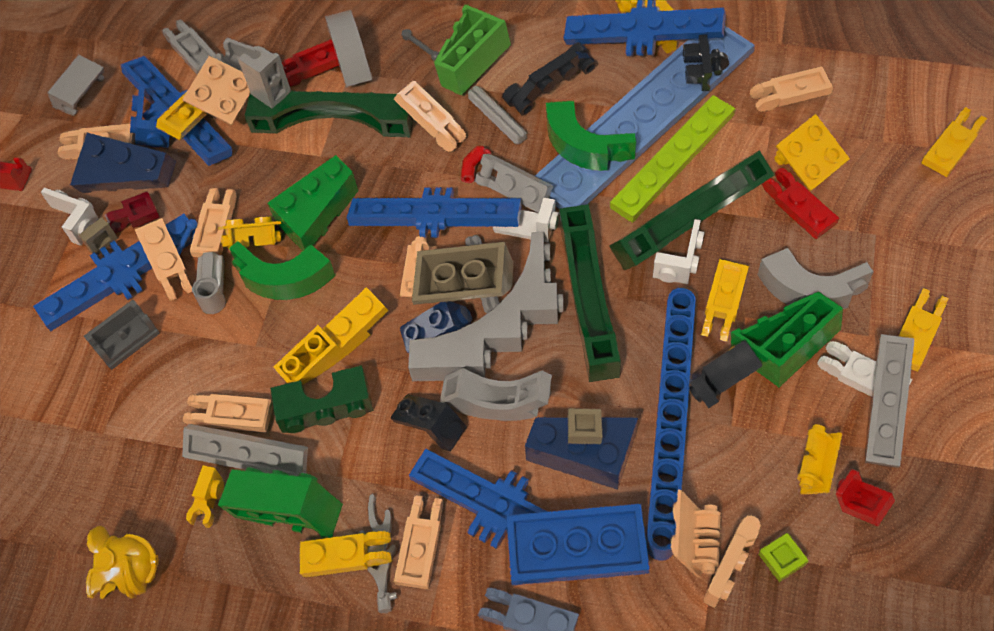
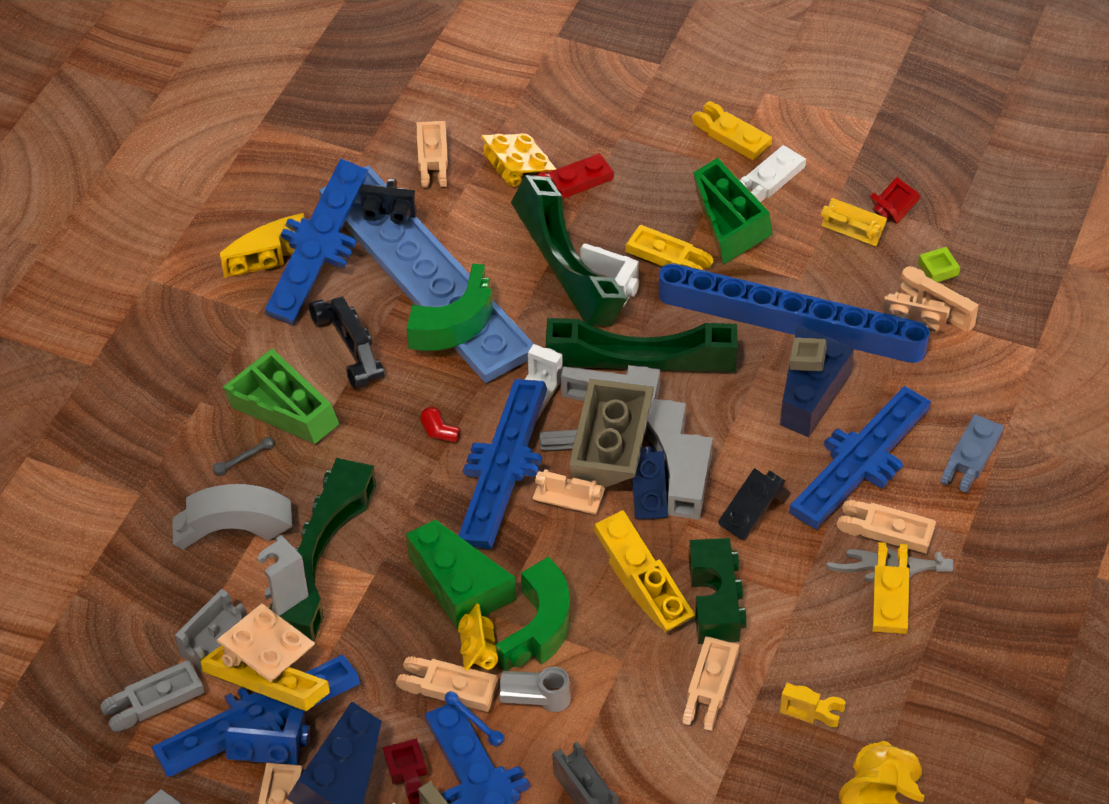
camera: 85 degrees left, 10 degrees down
(163, 256) = (492, 730): light nougat hinge -> none
(243, 450) = (763, 667): light grey plate -> none
(281, 499) = (828, 632): green wedge -> none
(310, 62) = (232, 561): red hinge -> none
(430, 116) = (372, 444): light nougat hinge -> none
(496, 399) = (748, 429): light grey arch -> none
(497, 115) = (377, 396): light grey axle -> none
(513, 182) = (484, 389): light grey plate -> none
(577, 544) = (915, 394): blue plate -> none
(672, 159) = (472, 247): lime plate -> none
(723, 373) = (754, 260): black bracket -> none
(791, 282) = (671, 197): light grey arch -> none
(889, 401) = (808, 158): light grey plate -> none
(953, 144) = (535, 58): yellow hinge -> none

